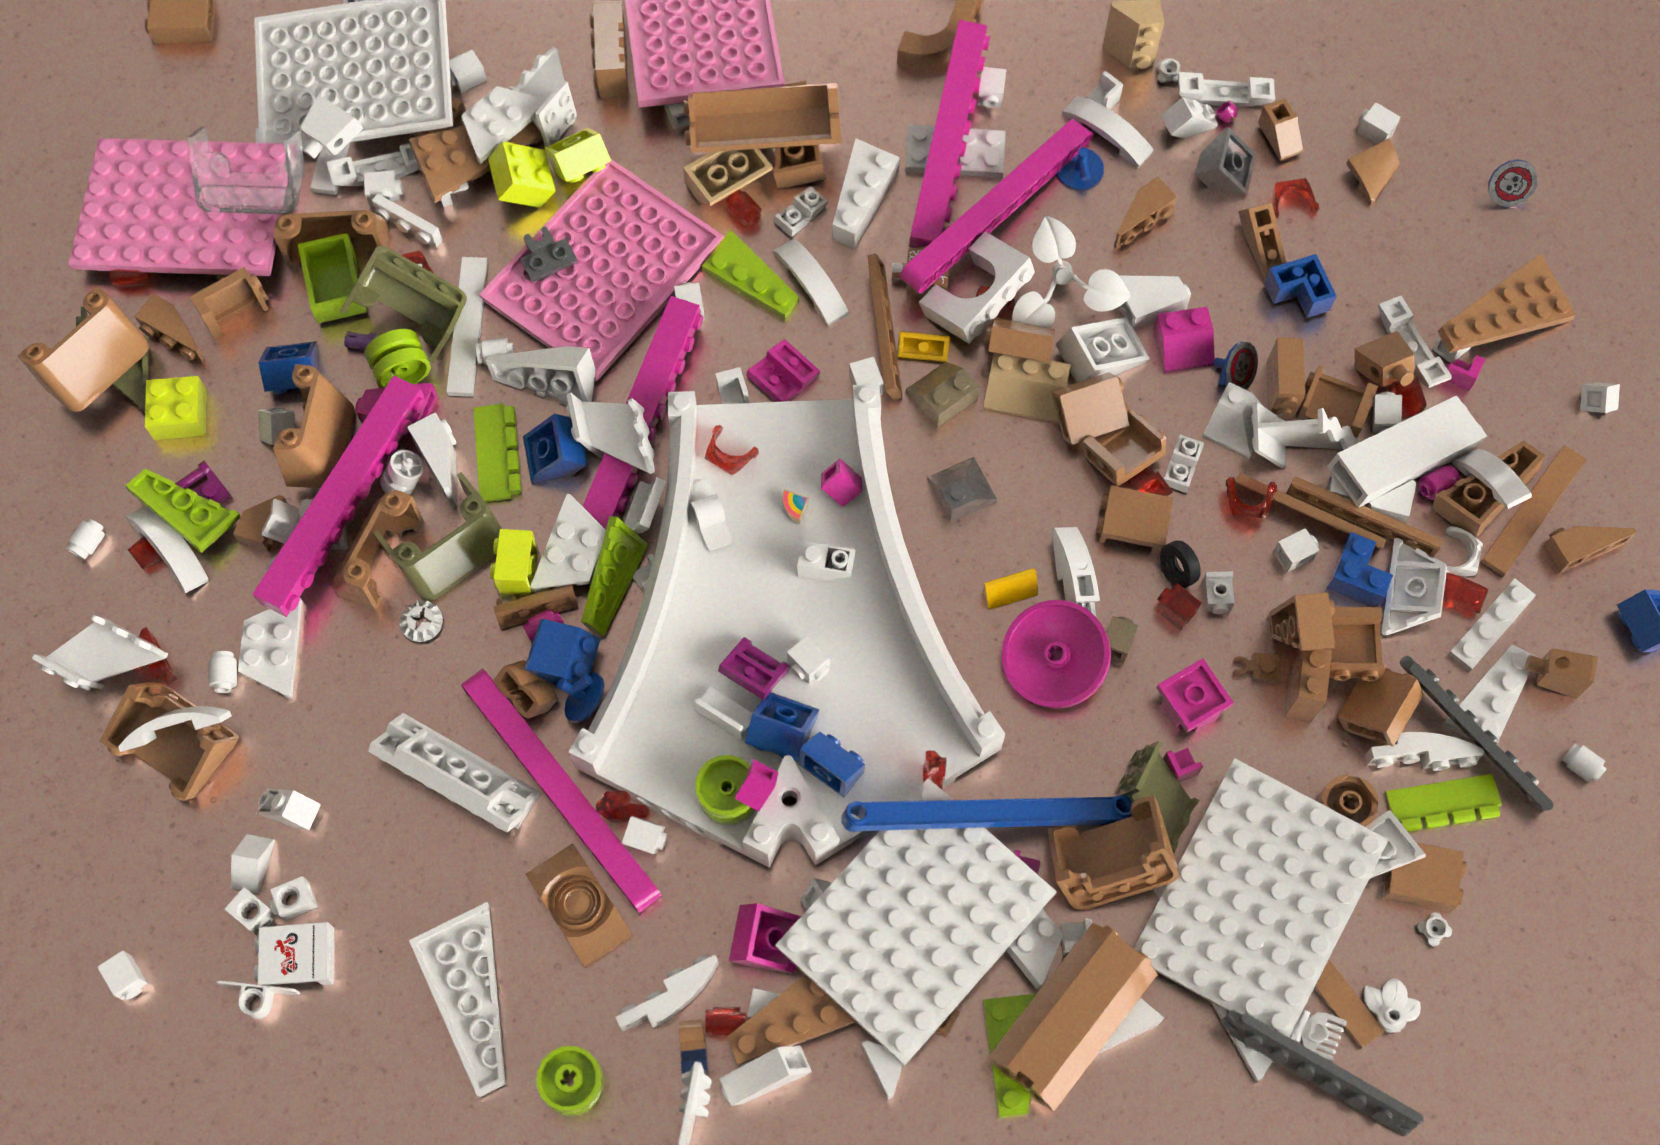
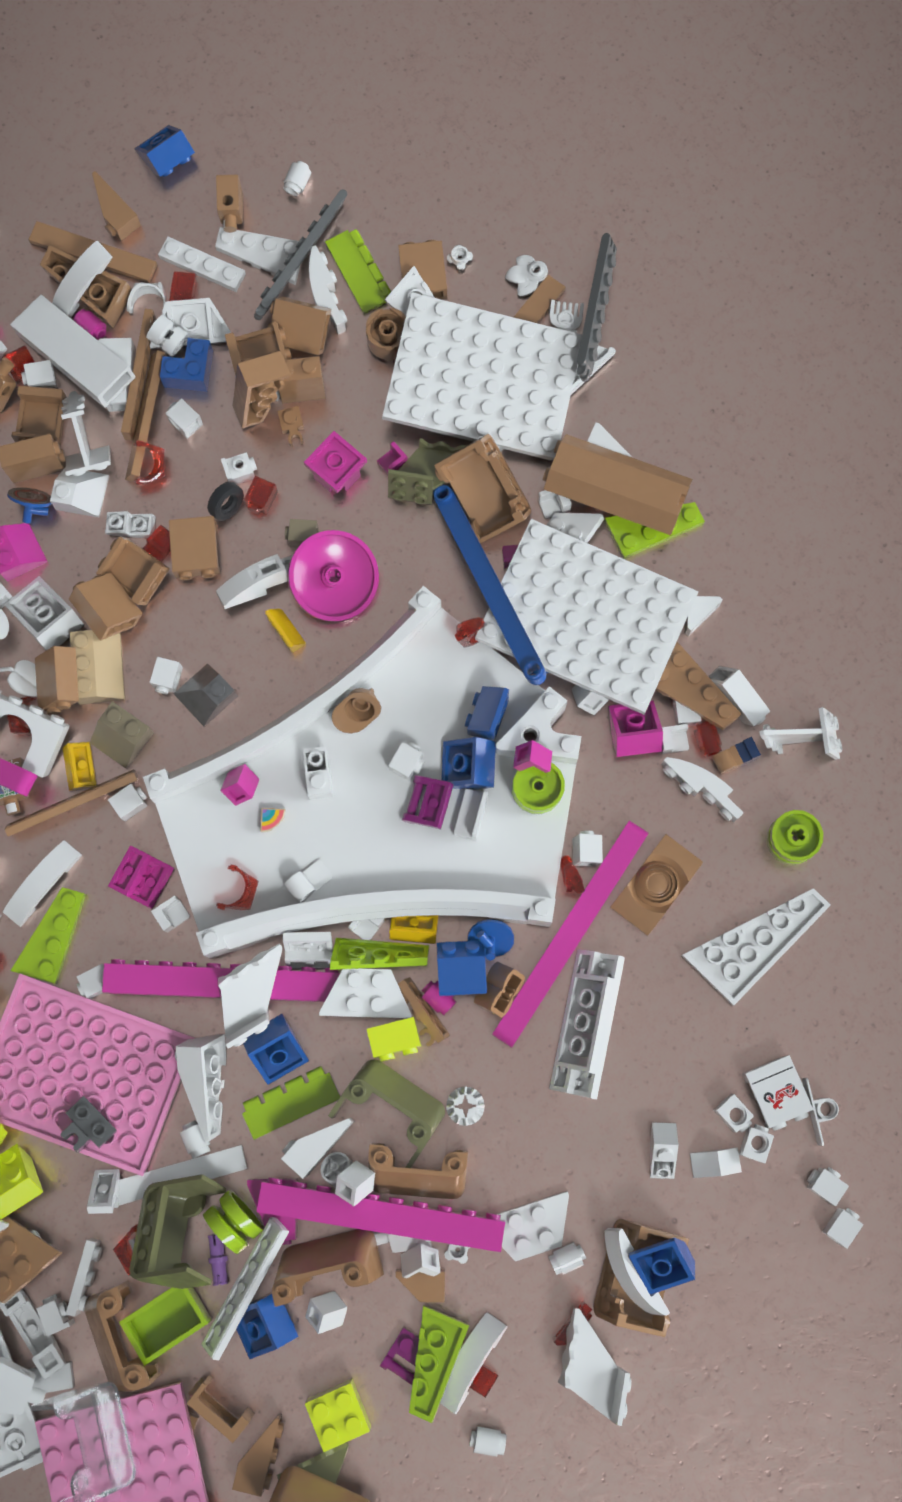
camera: 105 degrees left, 10 degrees up
(165, 758) = (664, 1265): none -> blue slope
(173, 974) = (827, 1185): none -> white brick
(330, 353) = (244, 1288): none -> white tile
(380, 473) = (355, 1183): none -> white brick
(476, 254) = (104, 1192): none -> white slope
(624, 625) = (414, 929): none -> yellow slope
(738, 981) = (675, 739): none -> white panel
(884, 623) = (356, 711): none -> medium nougat piece
(994, 452) = (166, 675): none -> white brick
(1407, 546) = (161, 330): none -> white wheel

